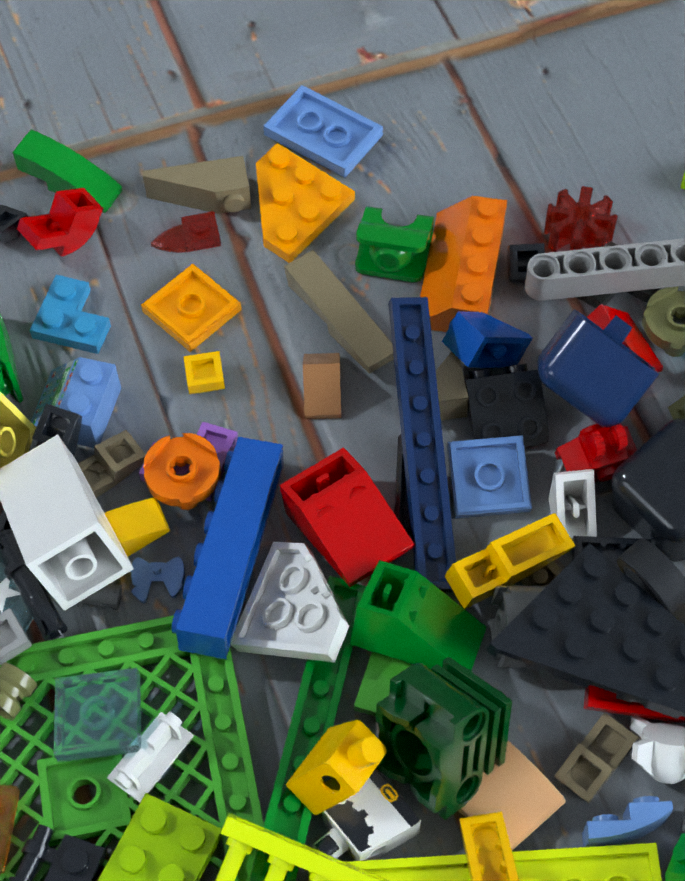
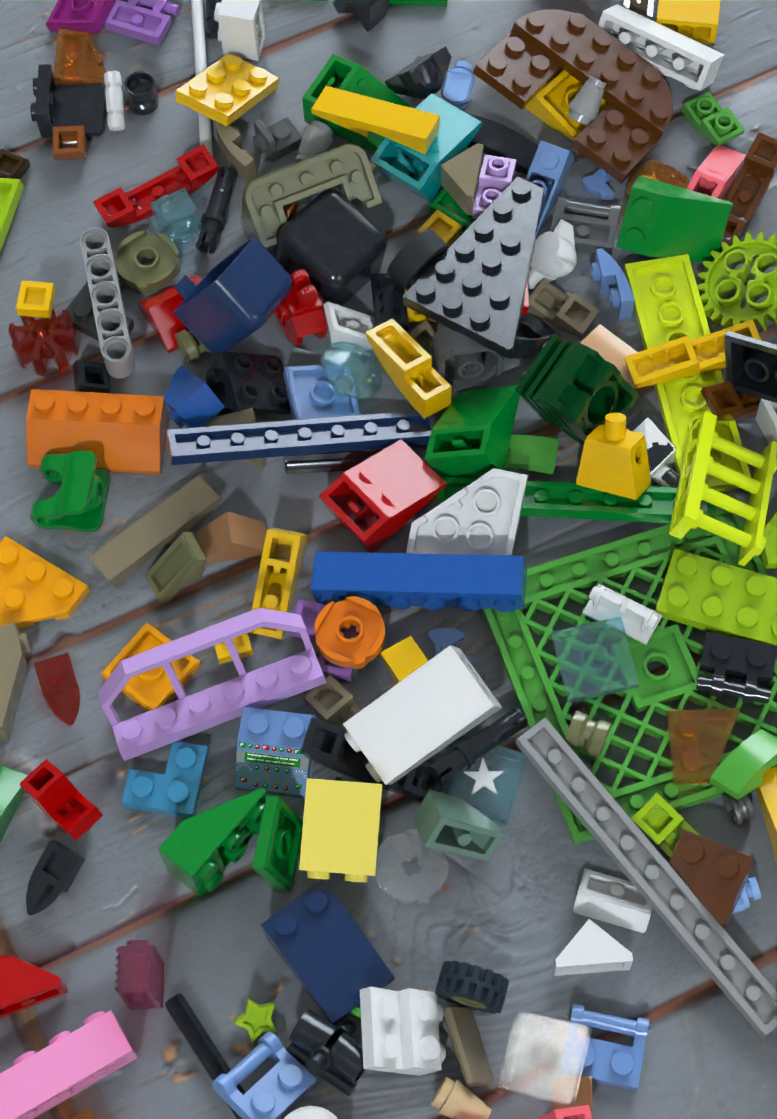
camera: 95 degrees left, 5 degrees up
(134, 351) = (217, 703): none -> lavender plate
(268, 415) = (279, 574): none -> yellow slope
(291, 328) = (177, 566): none -> olive tile
(513, 500) = (351, 370): none -> clear light blue dish
(553, 706) = (531, 337): none -> black cap
(614, 202) = (35, 299): none -> yellow plate

